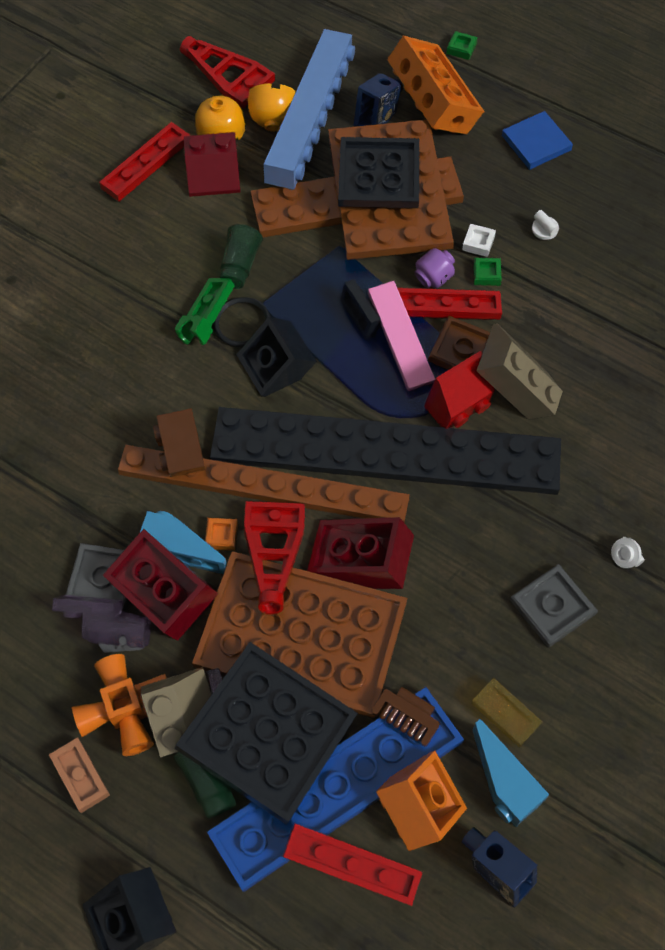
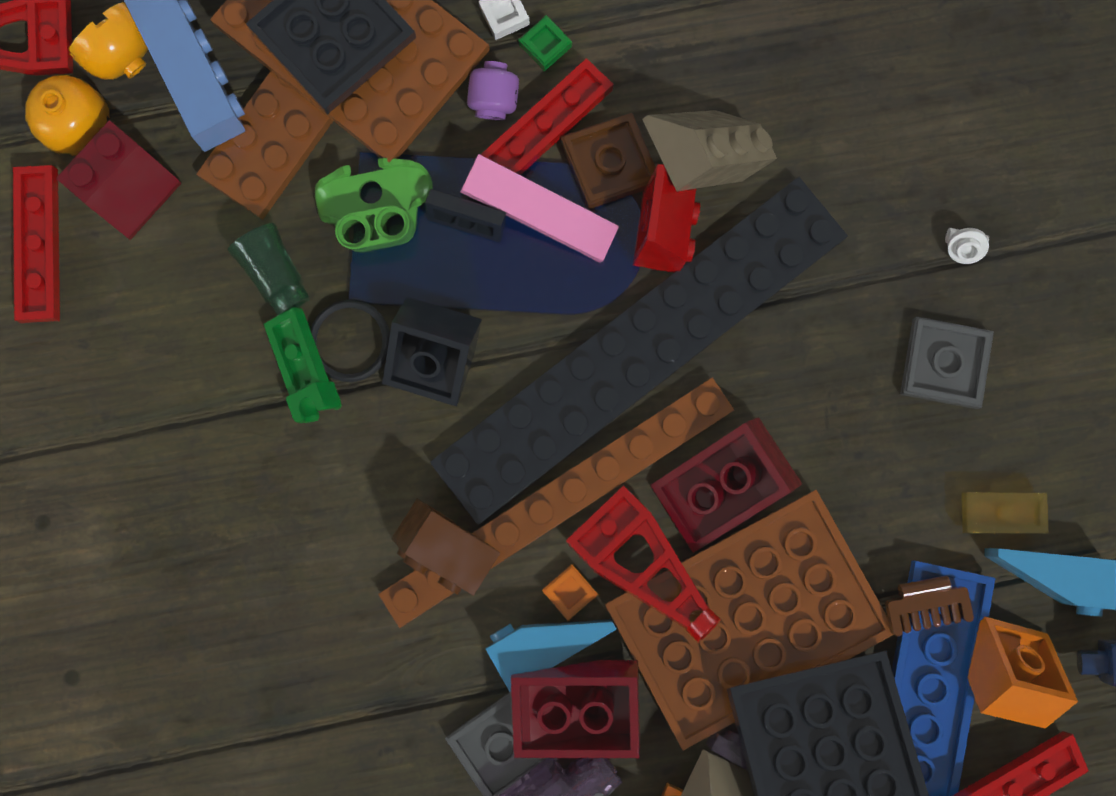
camera: 45 degrees left, 20 degrees up
(306, 259) = (340, 203): none -> bright green piece

